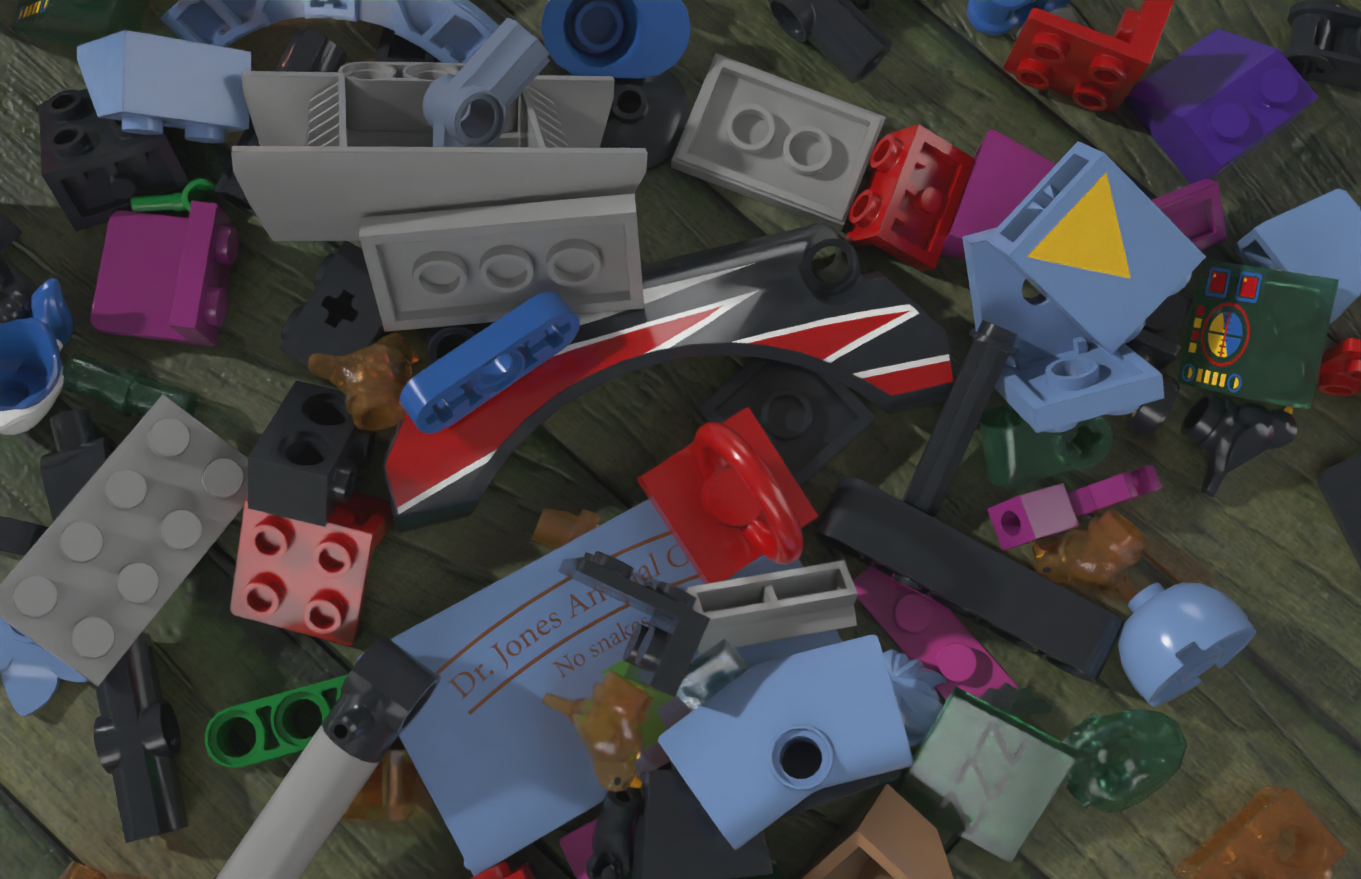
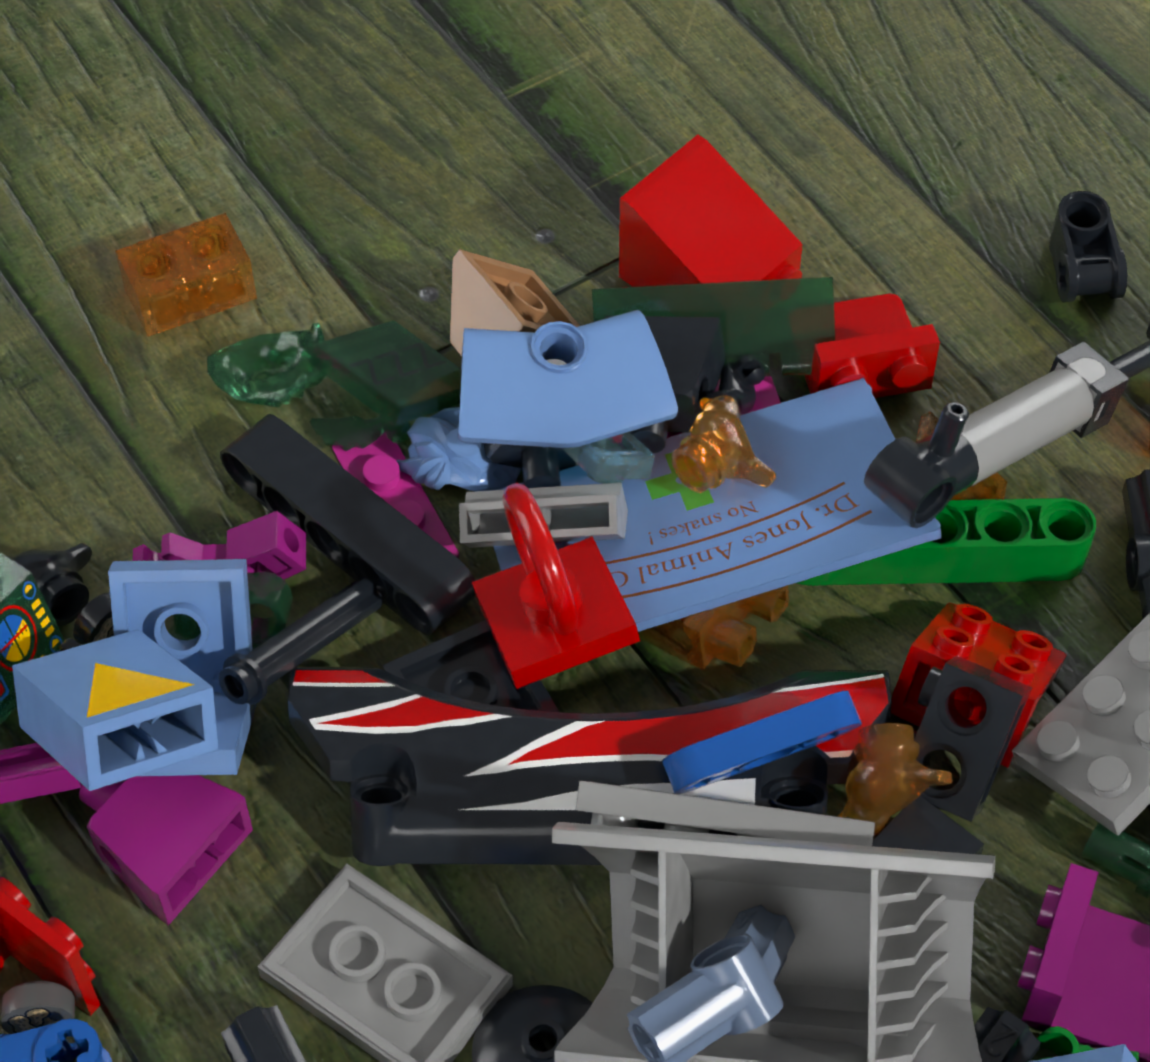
camera: 160 degrees left, 25 degrees down
(665, 647) = (663, 501): black bracket -> none
(910, 196) = (267, 873): red bracket -> none
(1094, 555) = (212, 508): clear orange animal -> none
(1179, 637) = (176, 425): medium blue cylinder -> none

